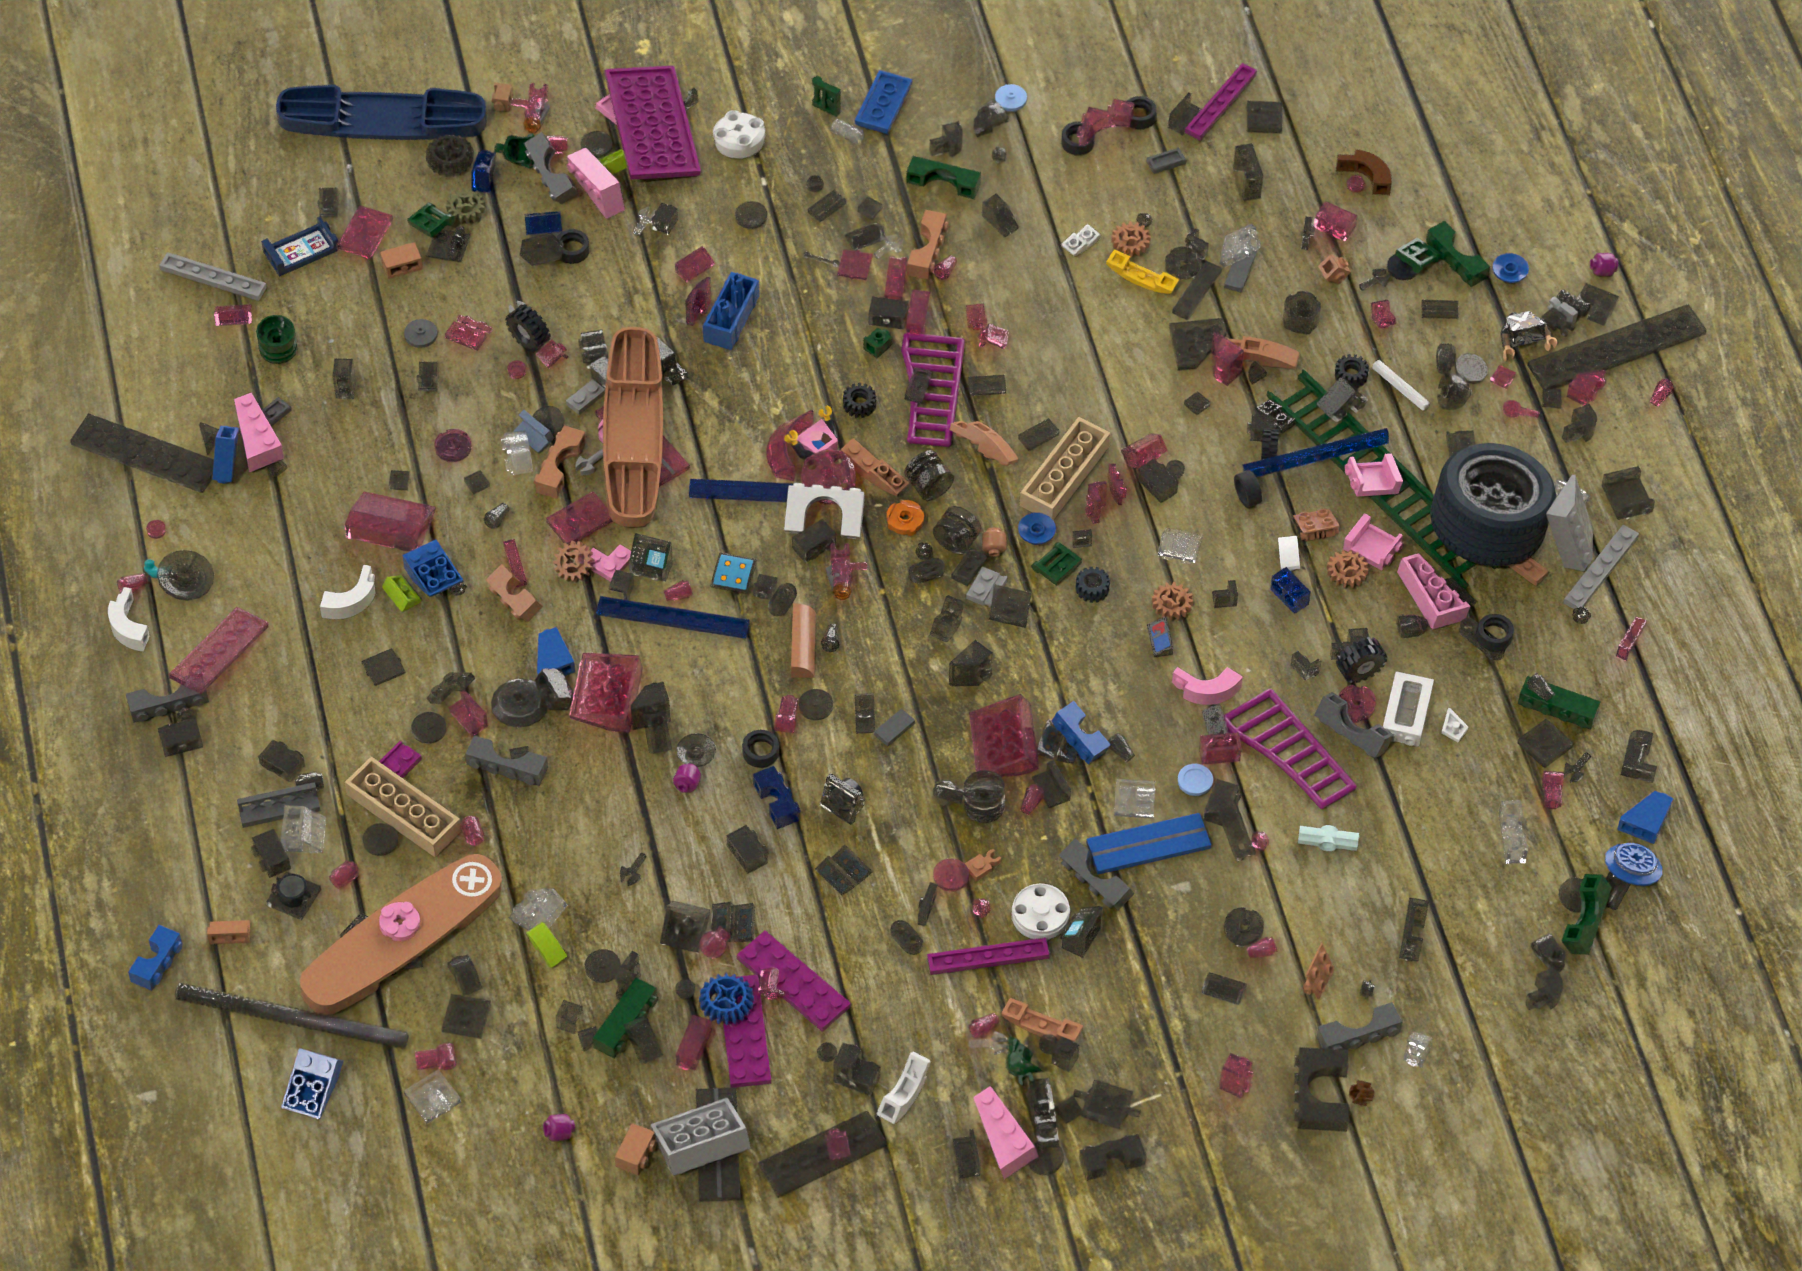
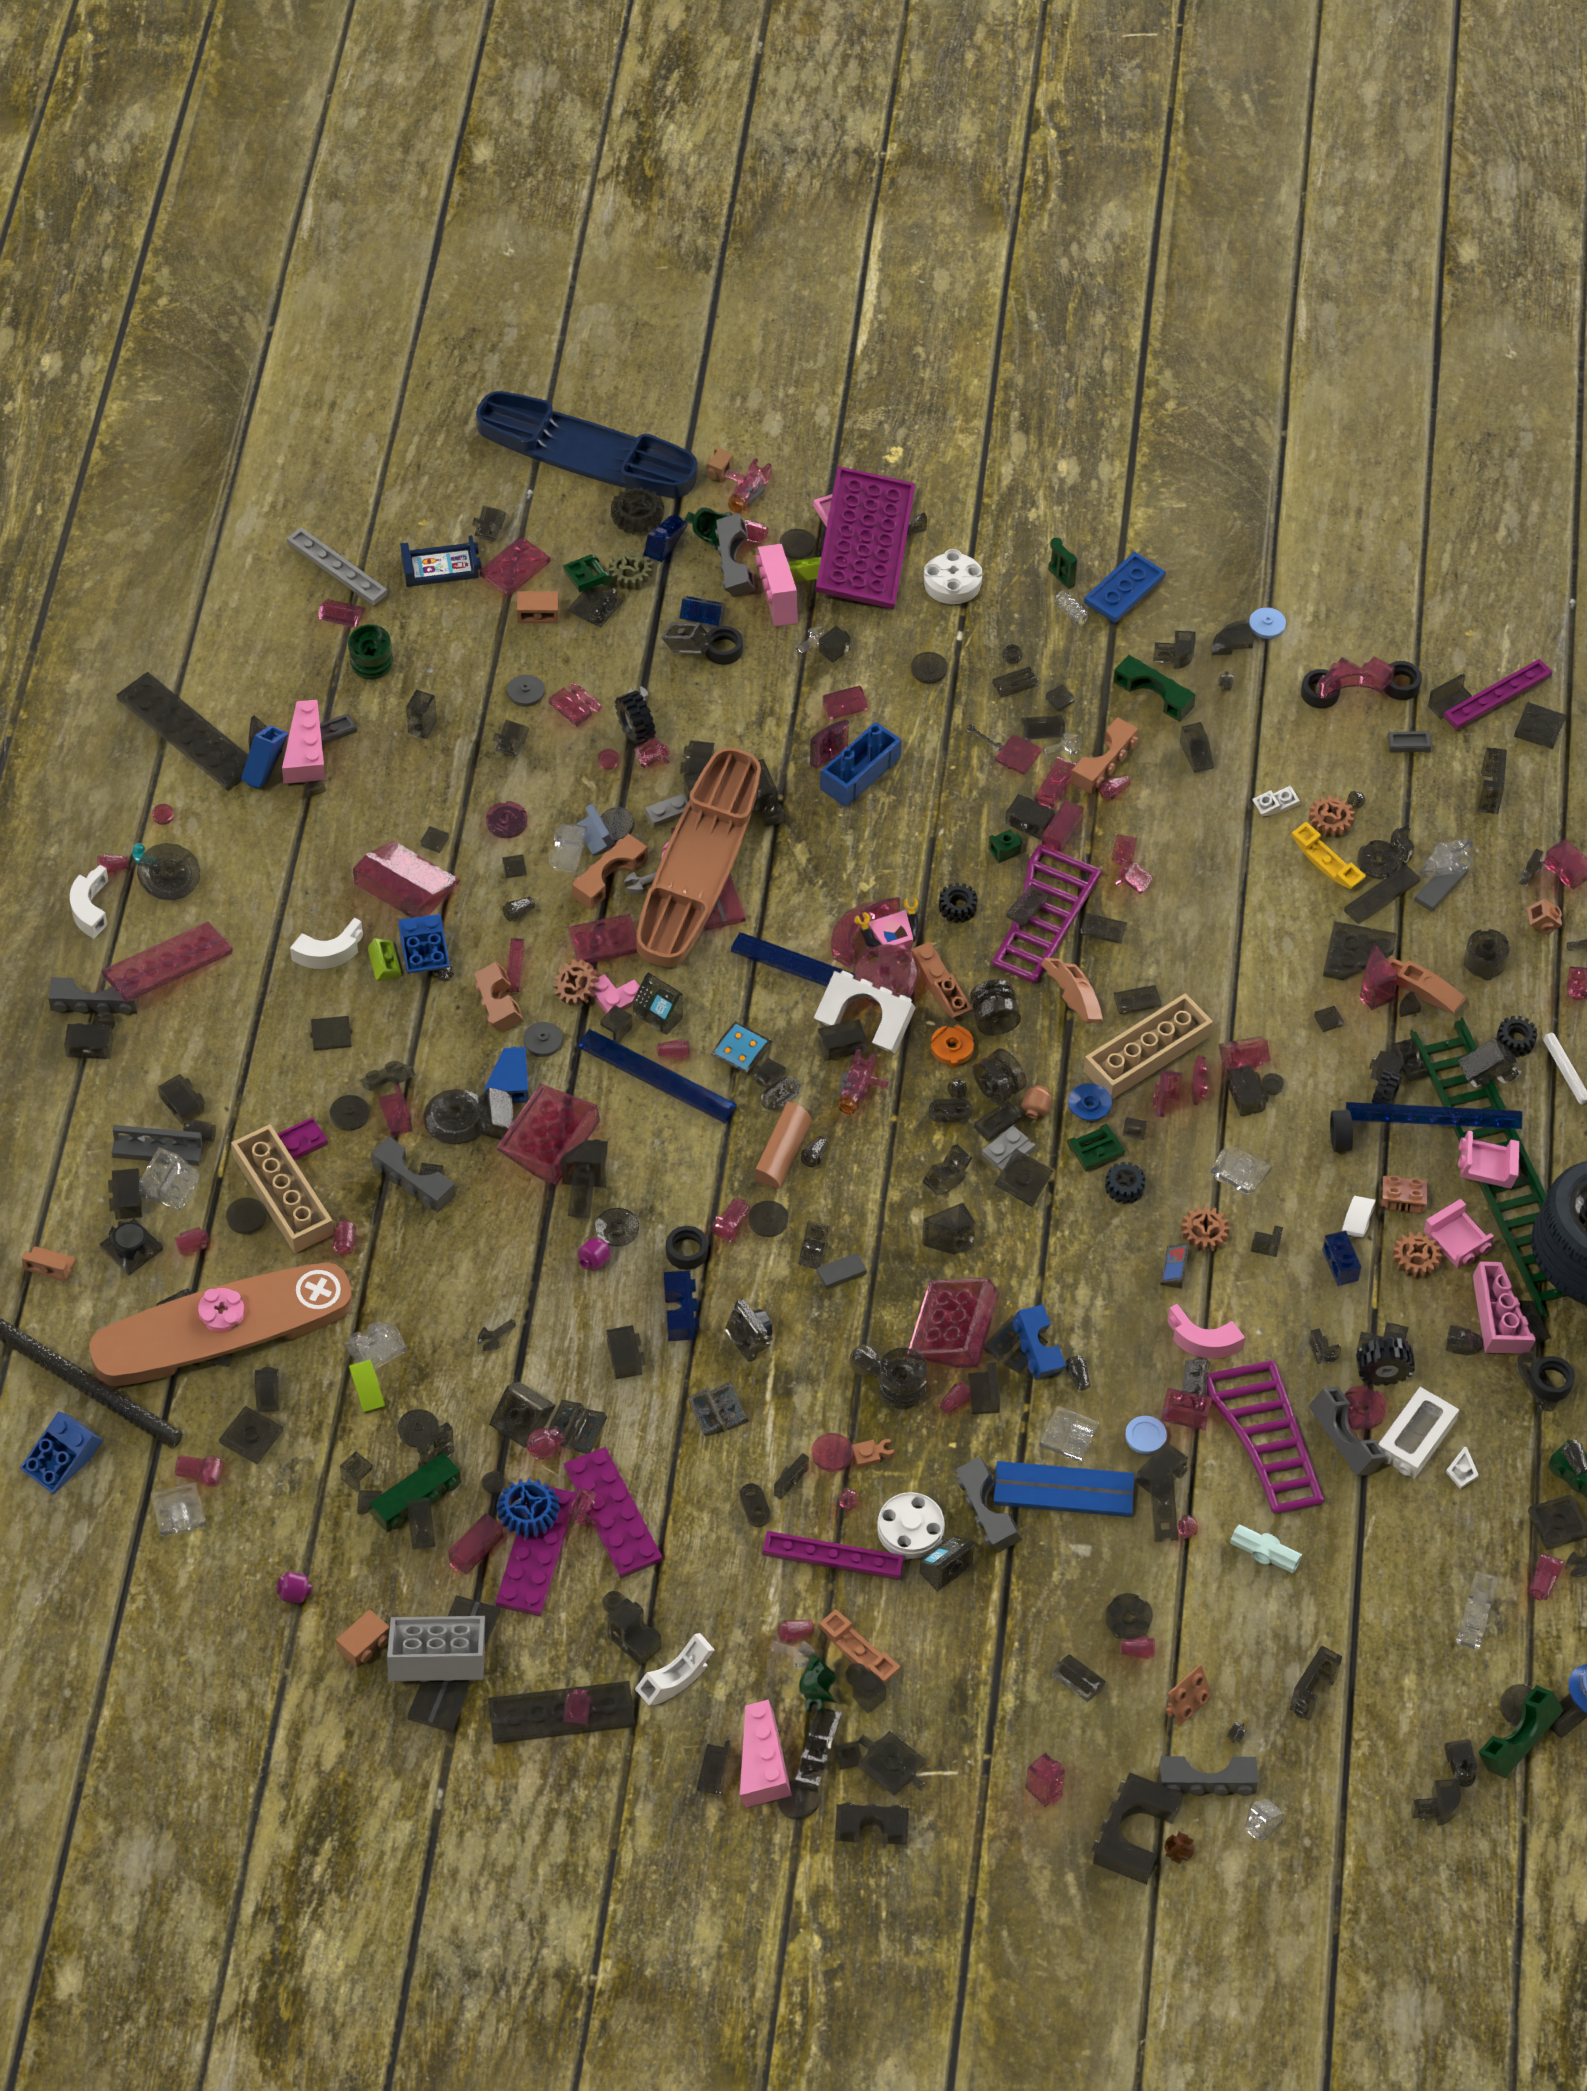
camera: 20 degrees right, 0 degrees up
(564, 616) = (543, 1039): none -> dark grey piece

